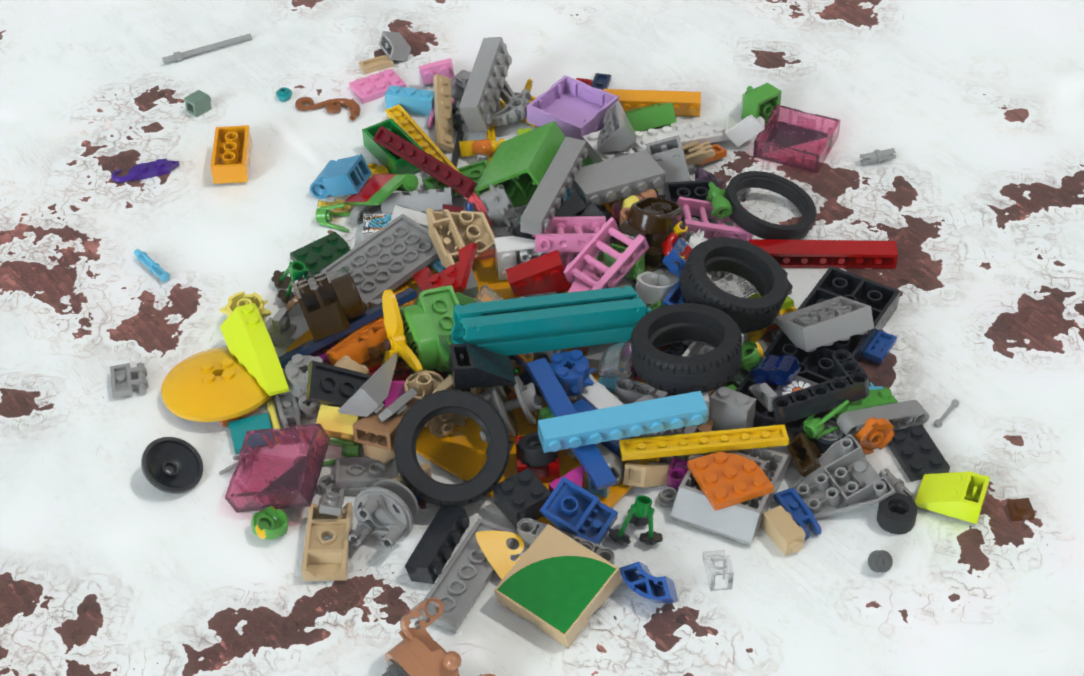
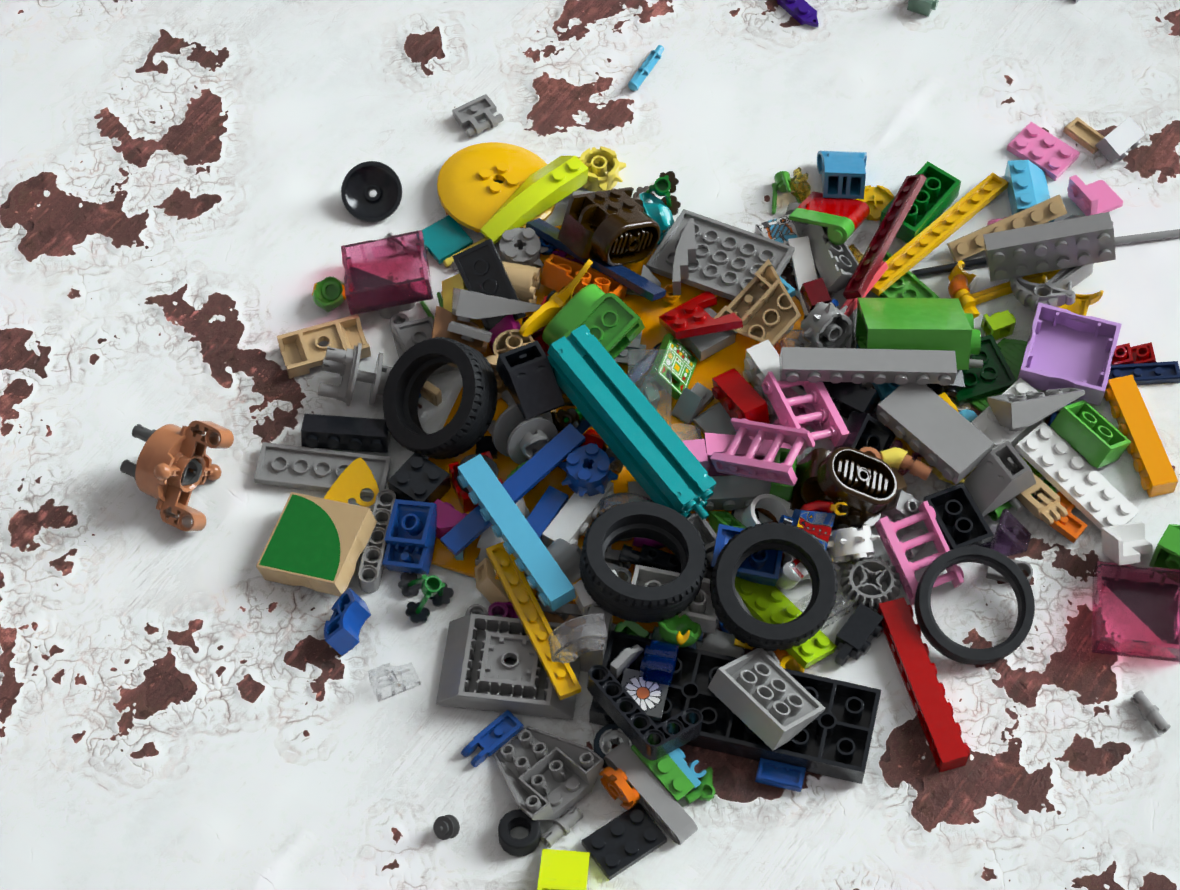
camera: 70 degrees right, 15 degrees up
(231, 154) = (841, 63): light orange brick -> none
(284, 94) = (981, 70): teal plate -> none
(321, 253) = (723, 202): dark green plate -> none
(332, 105) = (983, 118): dark orange plant -> none
(332, 502) = (365, 331): light grey hinge -> none
(372, 271) = (684, 254): none -> light grey slope
(721, 205) = (936, 546): bright green animal -> none
(729, 479) = (492, 655): orange plate -> none
(745, 405) = (577, 637): none -> clear brick
(783, 530) = (460, 728): tan brick -> none
(804, 453) = (569, 723): dark brown arch -> none
(814, 427) = (599, 722): bright green plant -> none
(938, 422) = (680, 857): light grey hinge -> none

